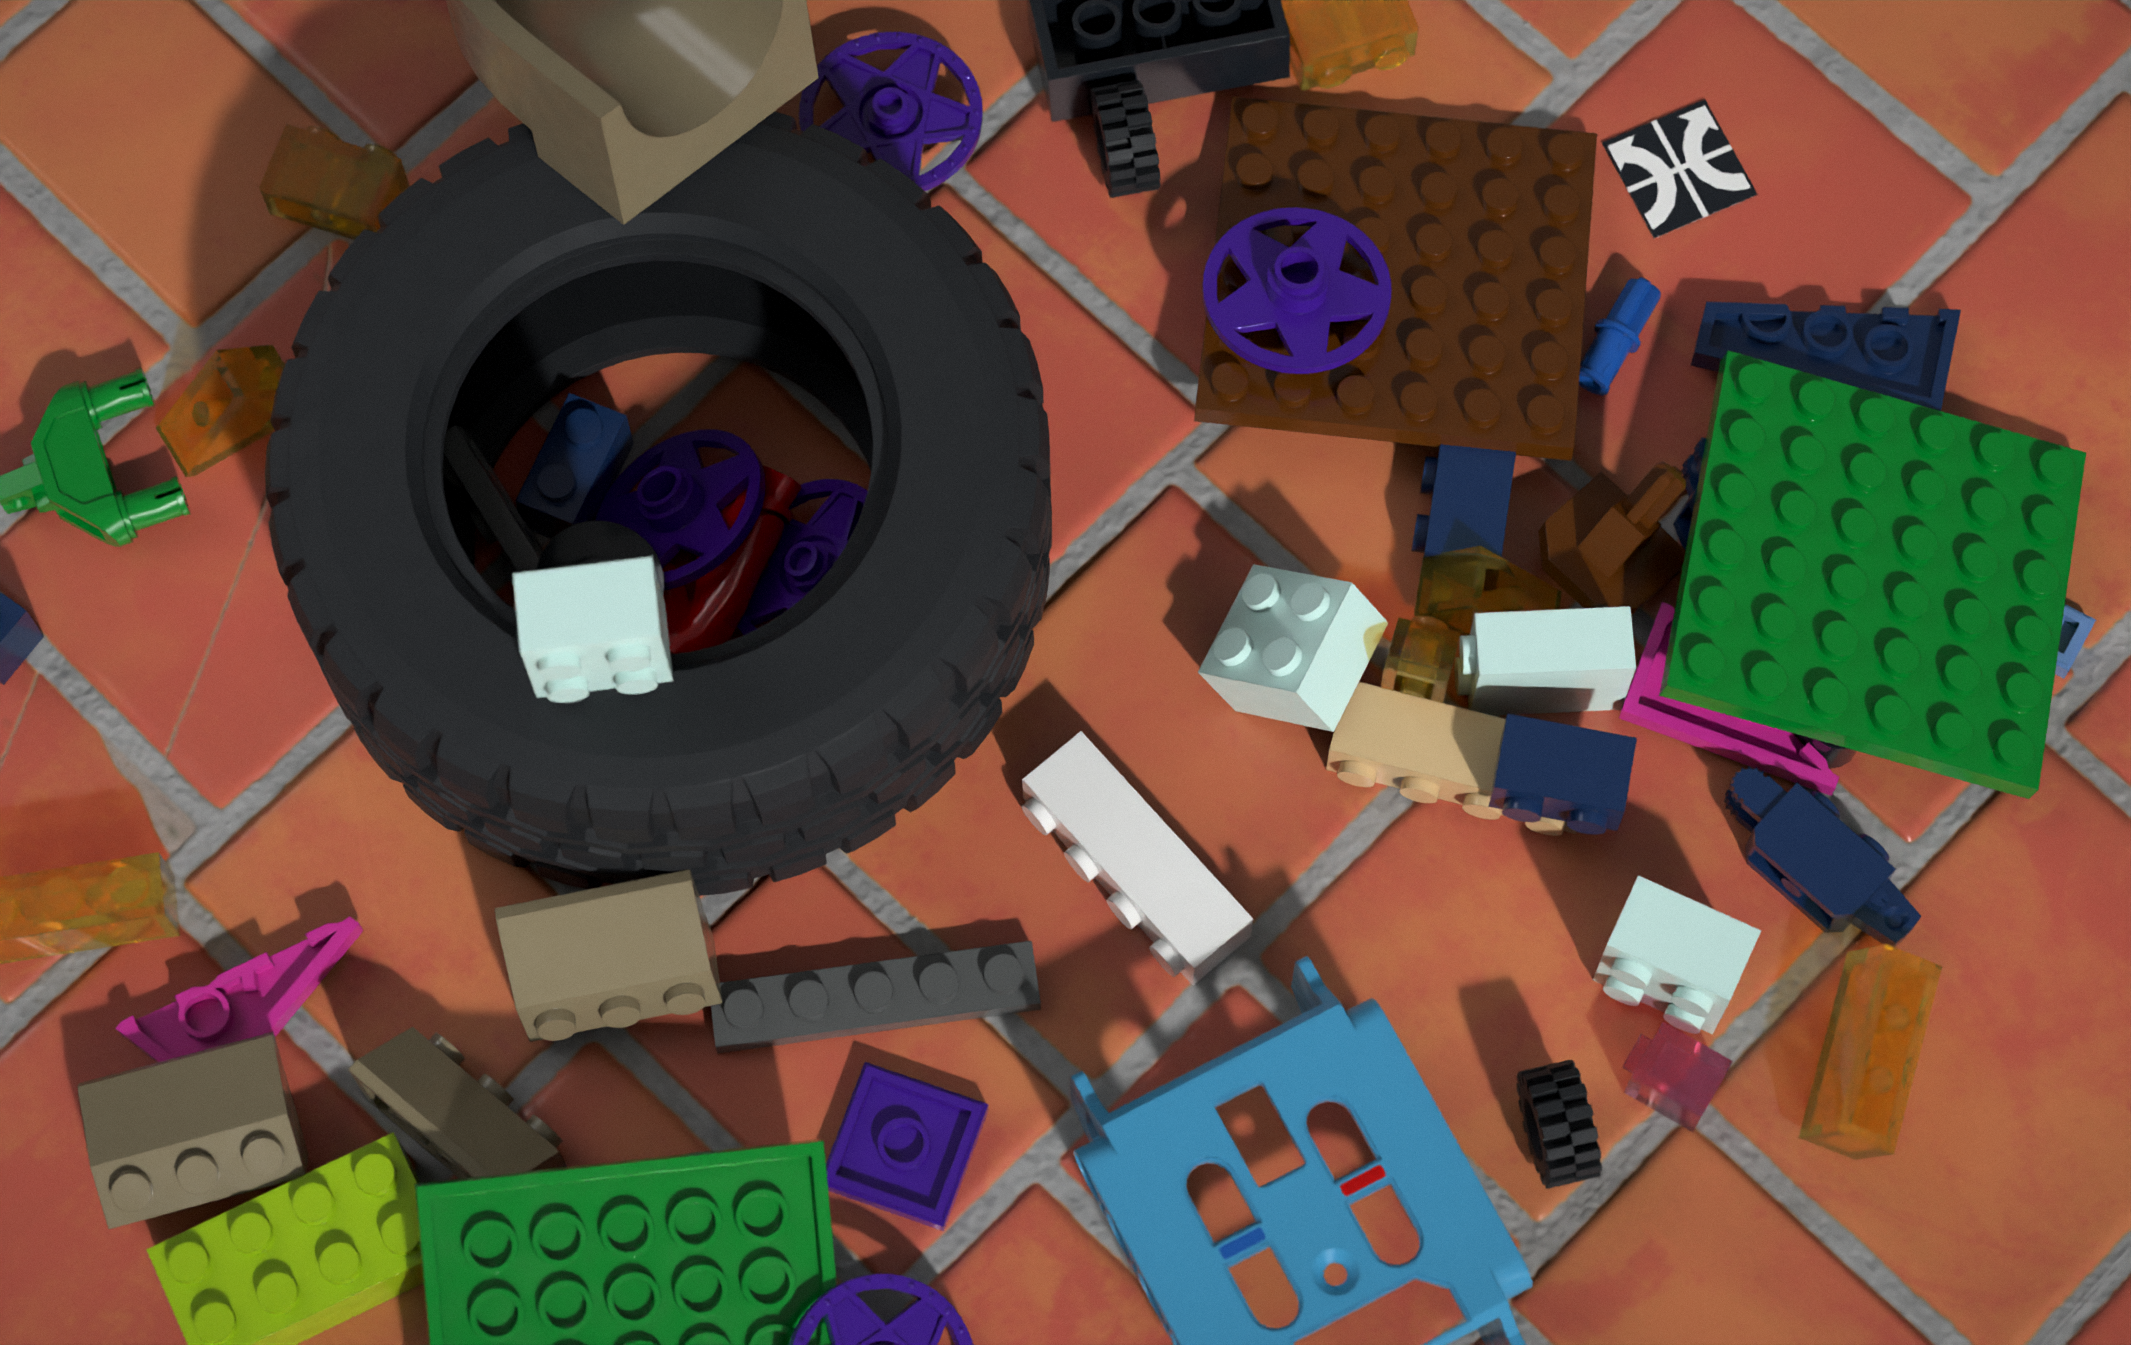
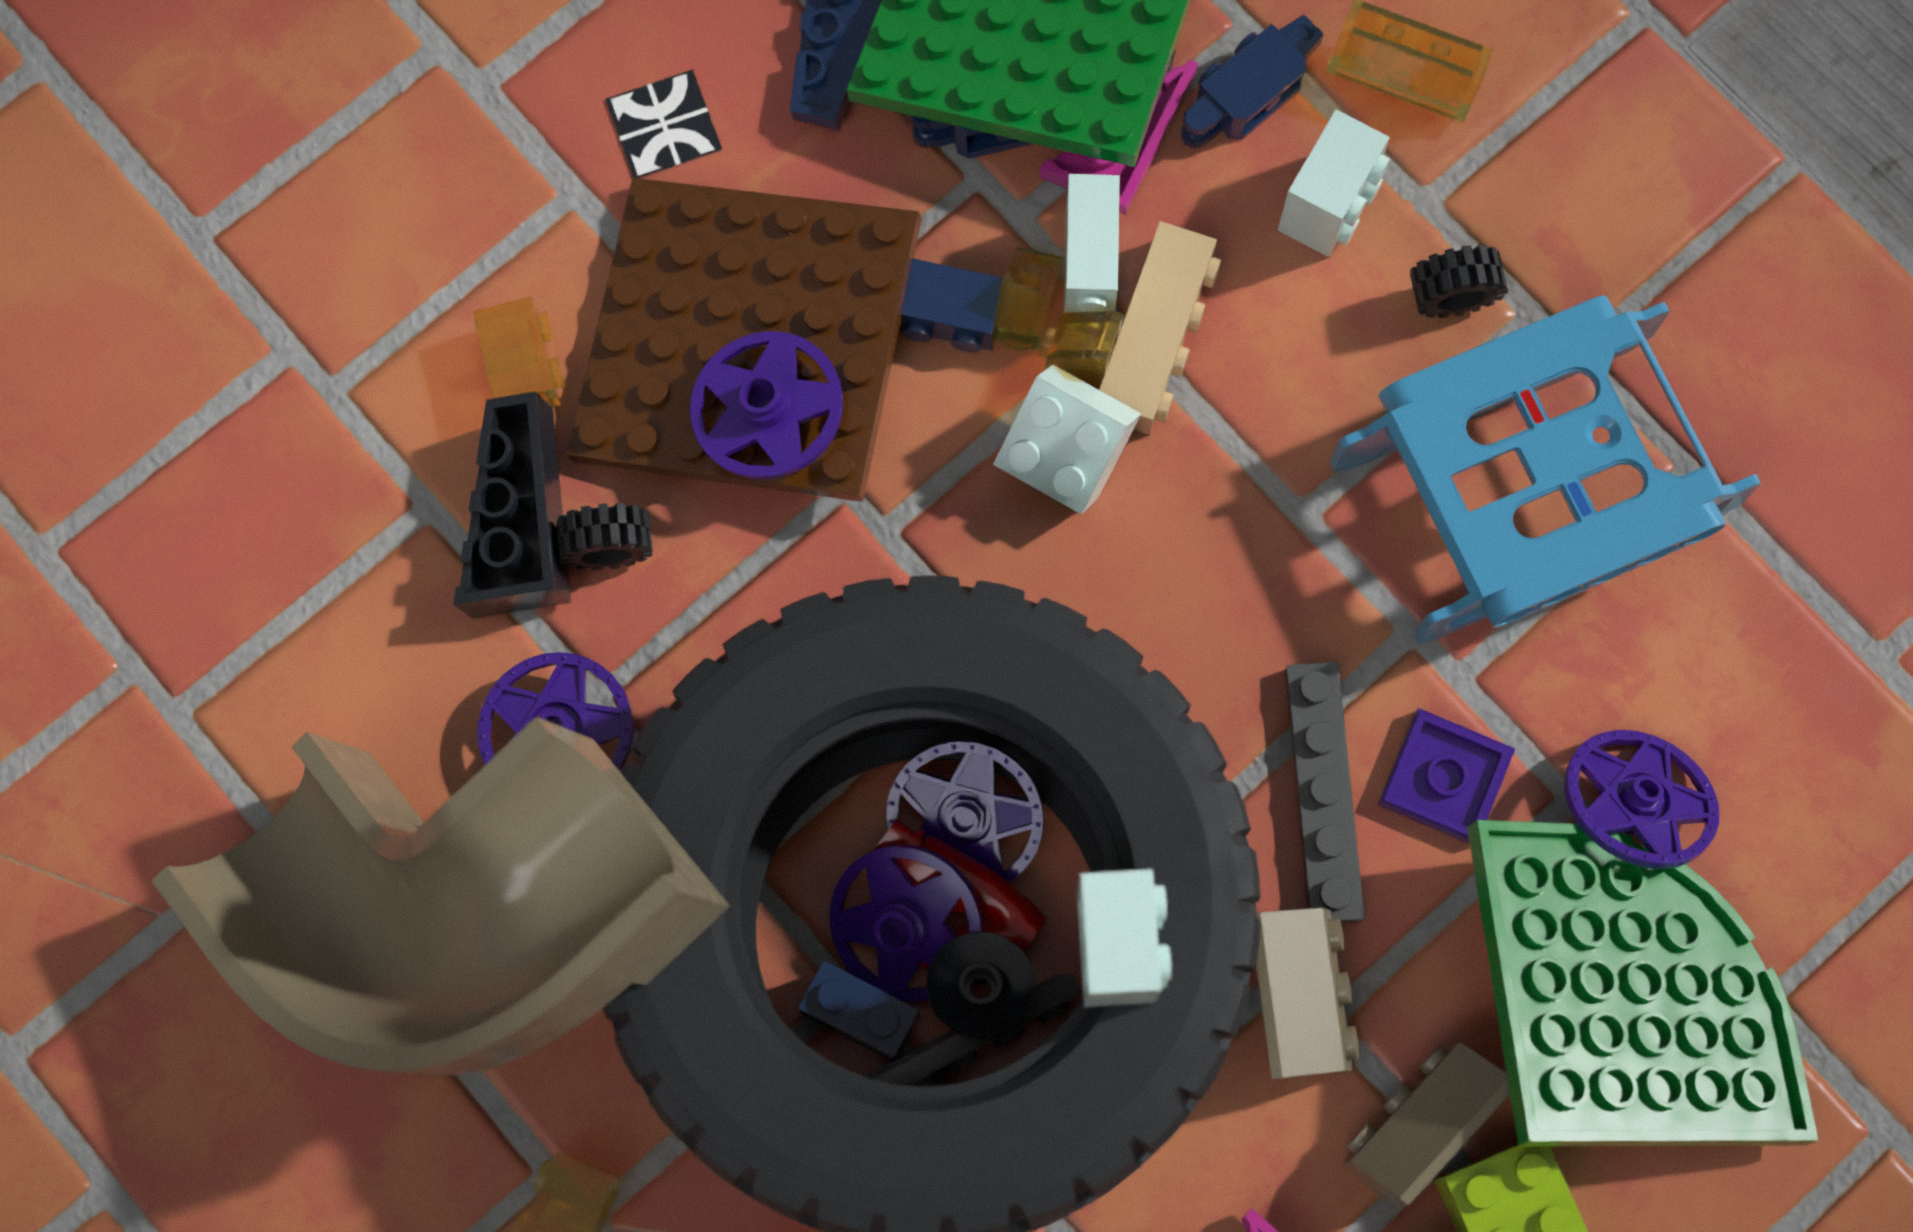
camera: 85 degrees left, 5 degrees up
(1136, 860) = (1225, 579): white brick -> none
(1562, 774) = (1193, 242): dark blue brick -> none
(1611, 545) = (991, 201): reddish brown piece -> none
(1617, 335) = (803, 178): blue axle -> none
(1675, 1075) = (1416, 199): clear pink brick -> none

